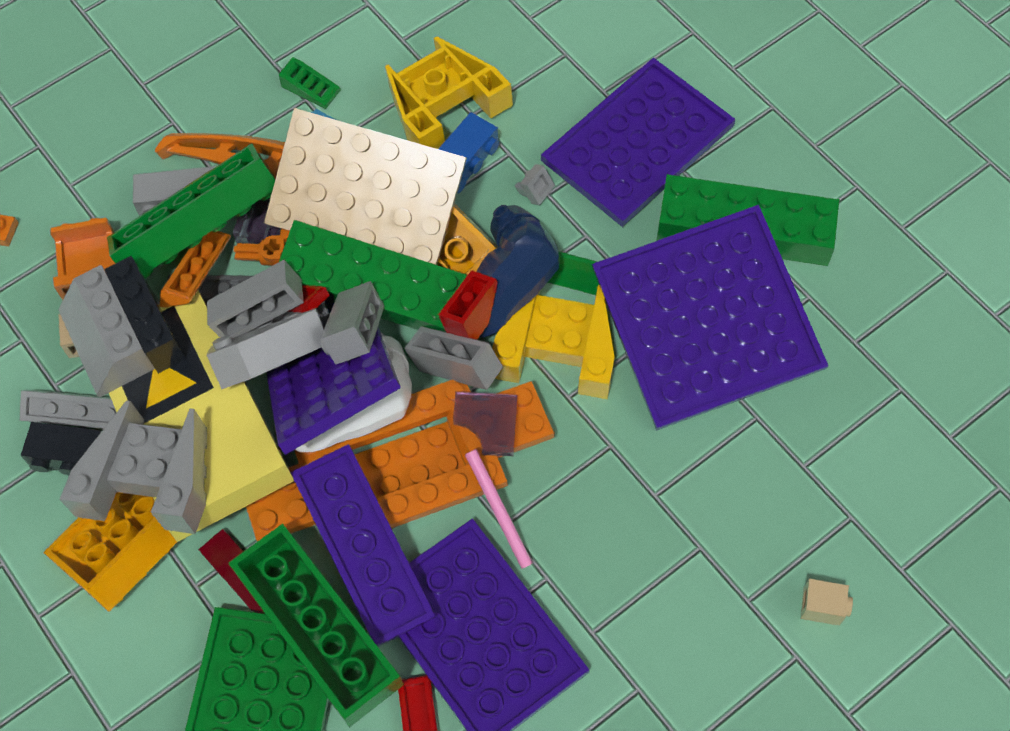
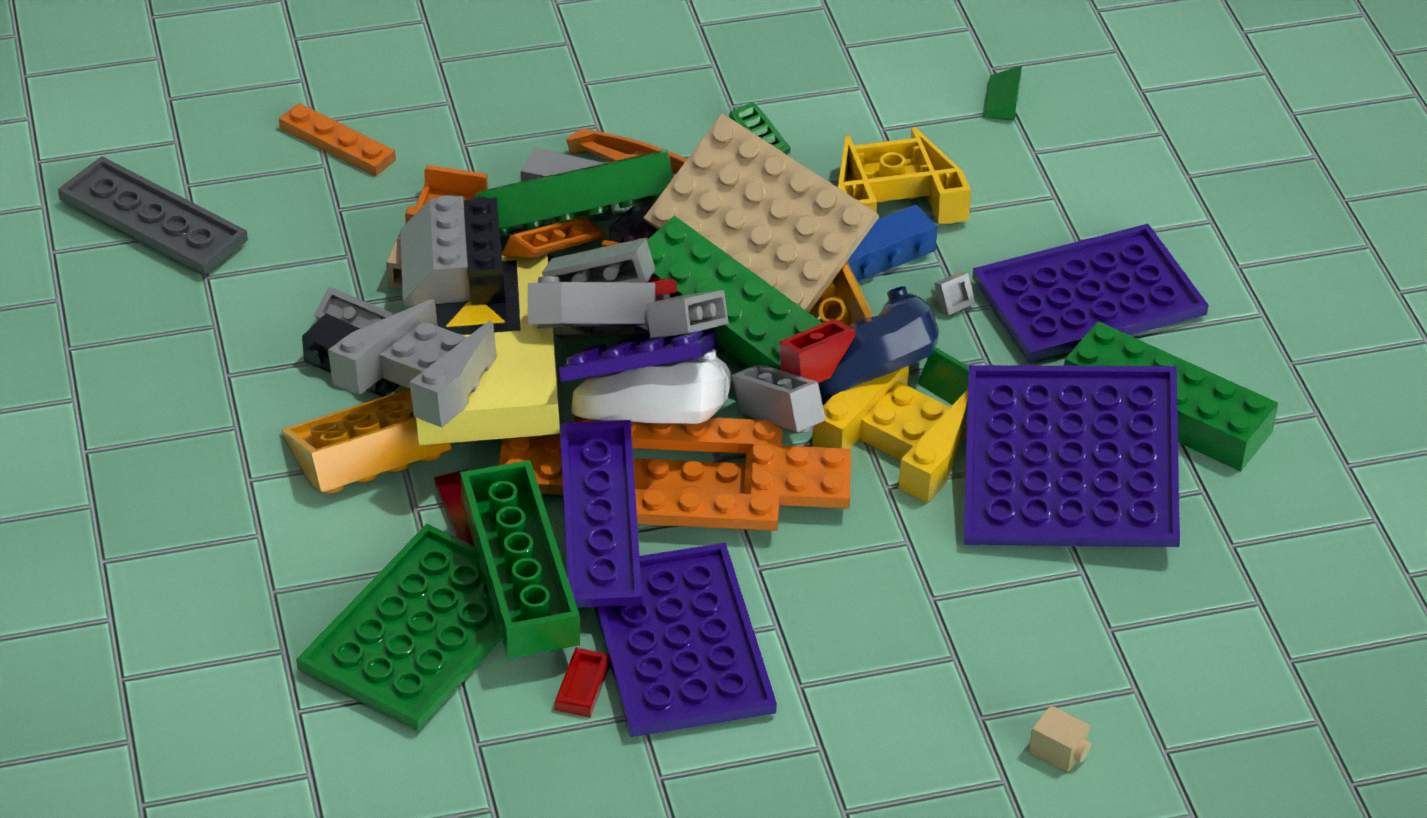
camera: 20 degrees right, 20 degrees down
(489, 418) = (787, 459): tile -> none
(499, 509) = (756, 539): bright pink bar -> none

